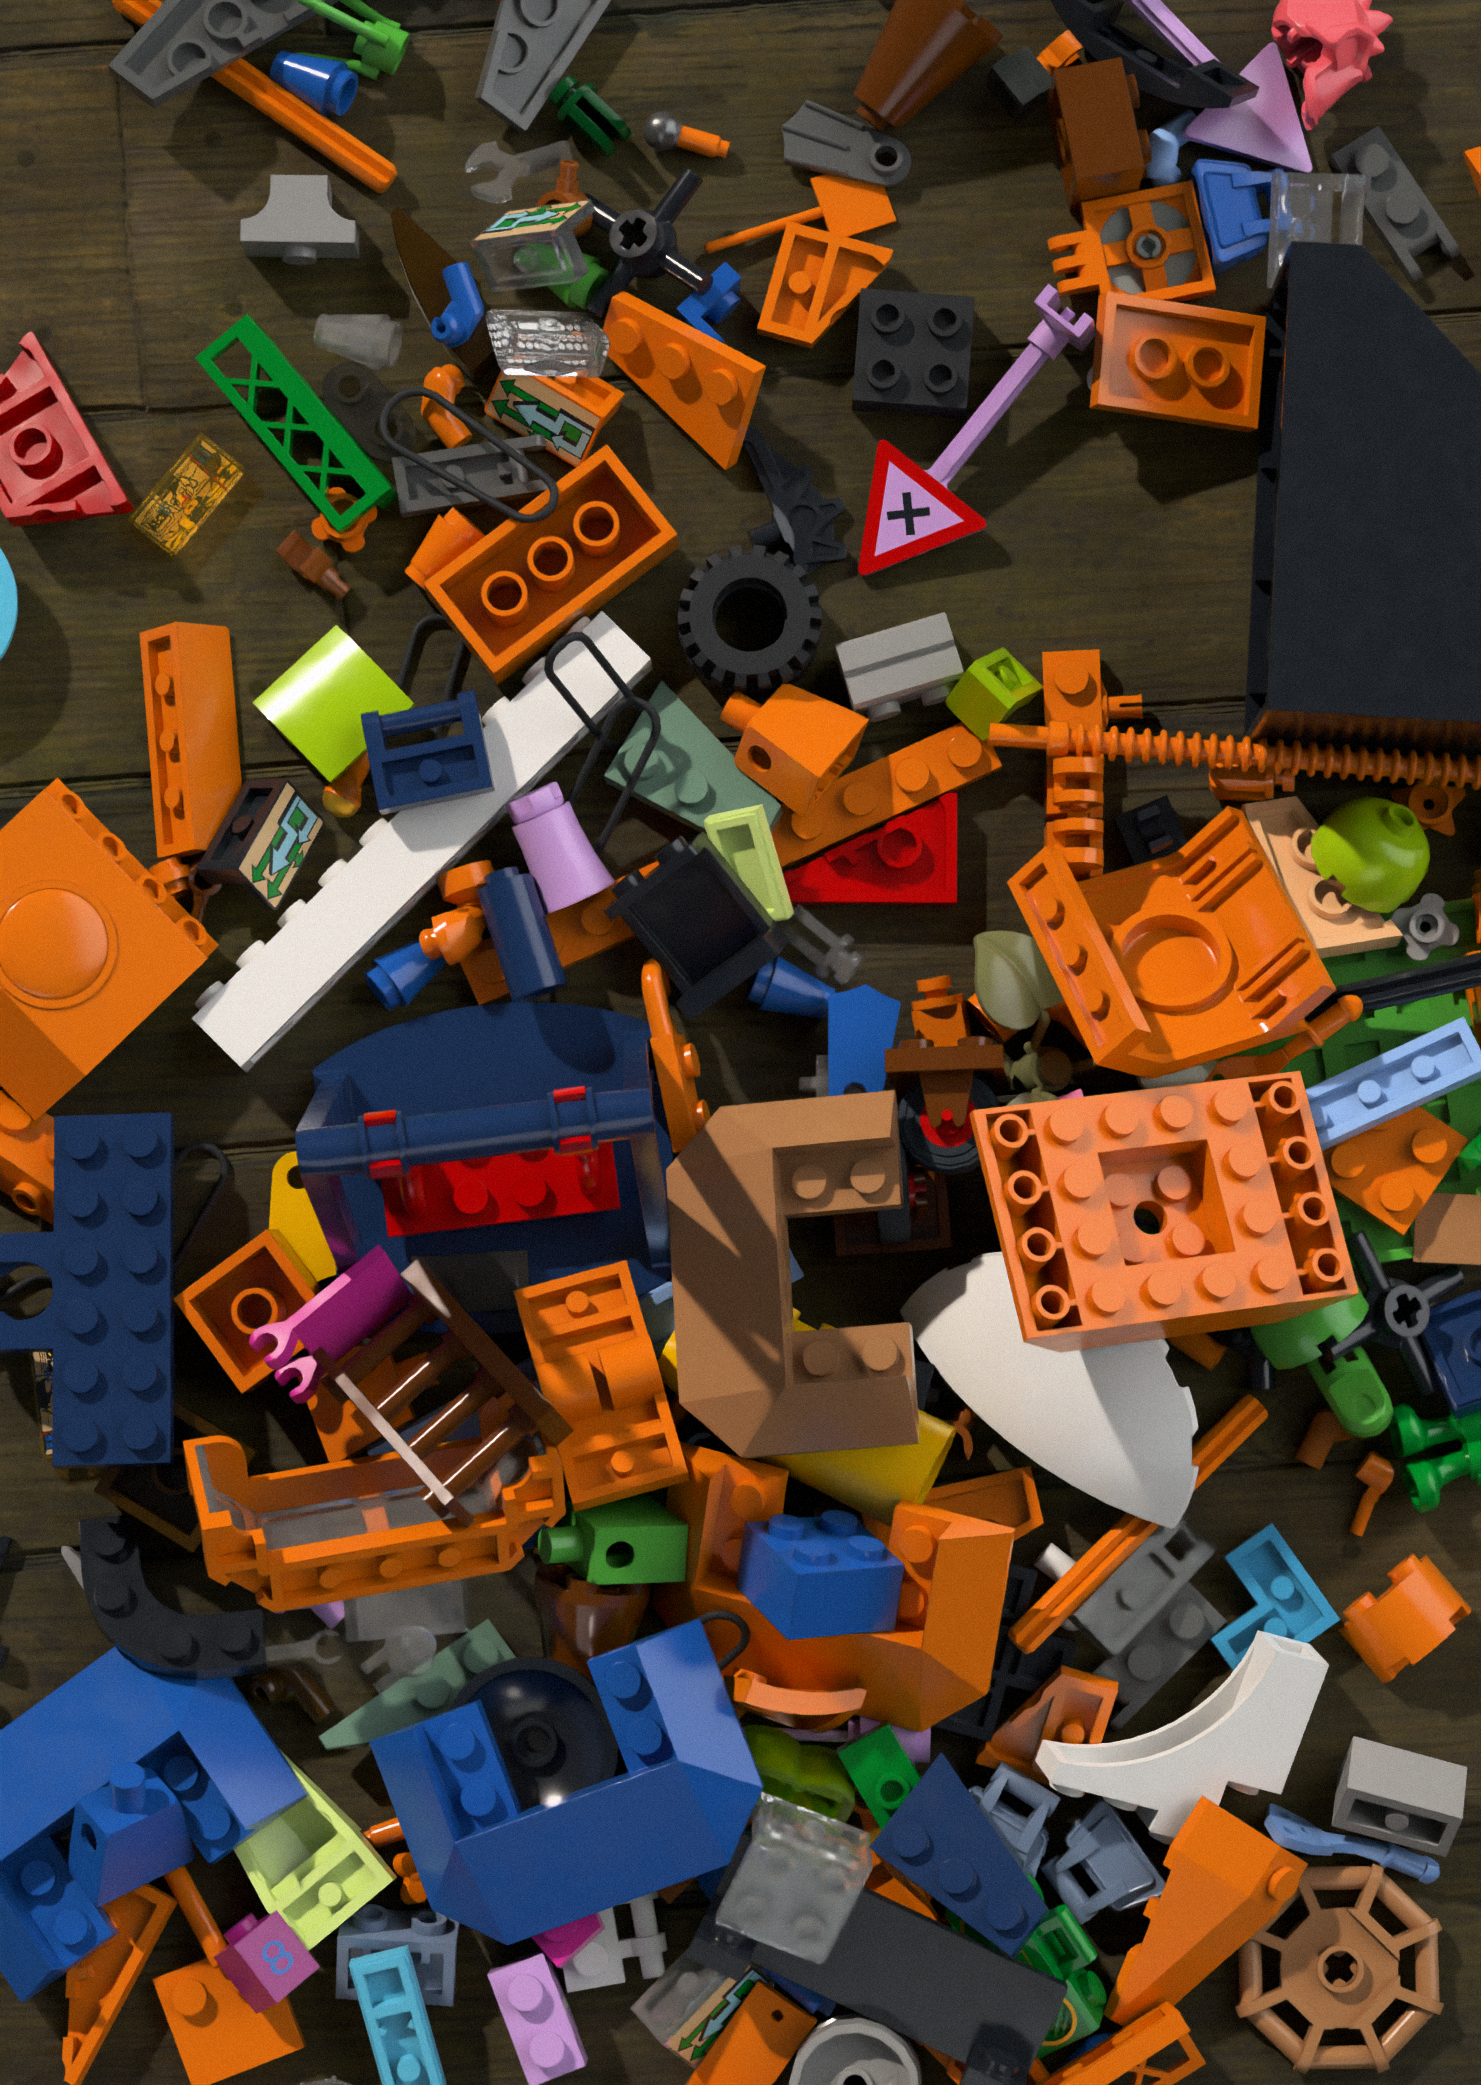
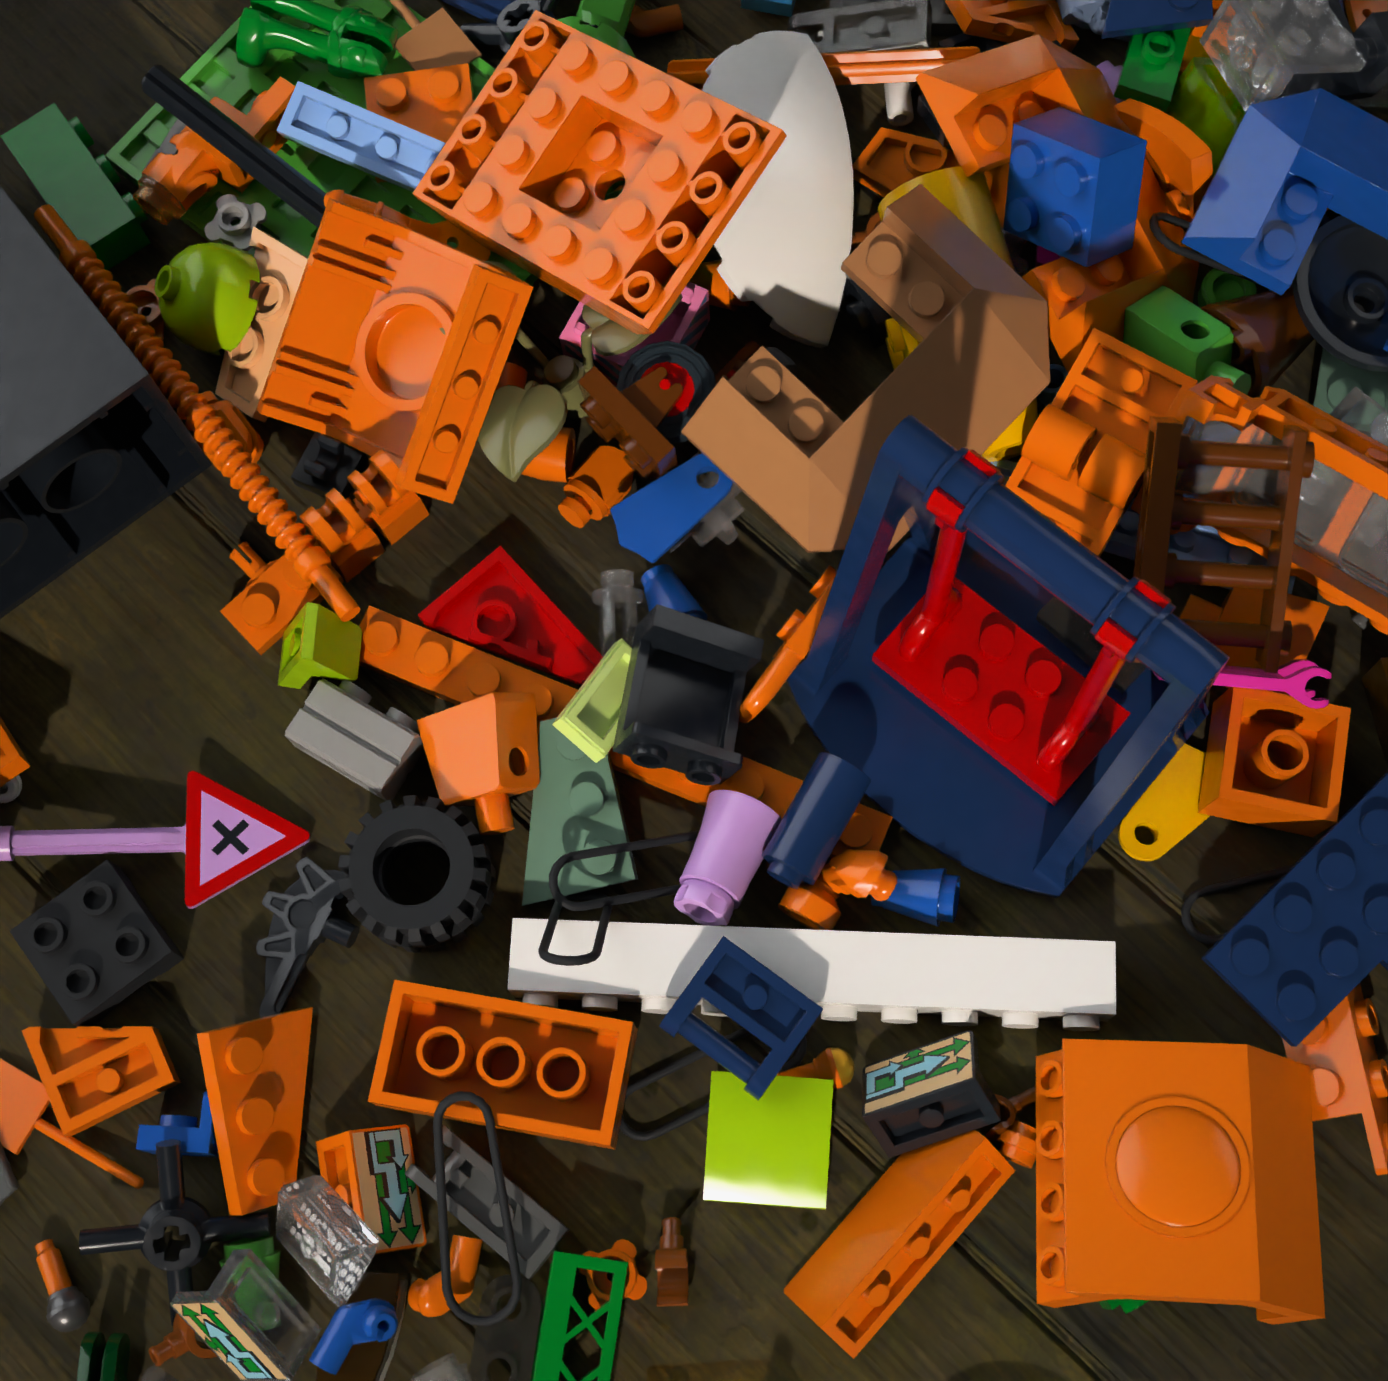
camera: 125 degrees left, 10 degrees down
(443, 543) = (566, 1167): orange cone -> none

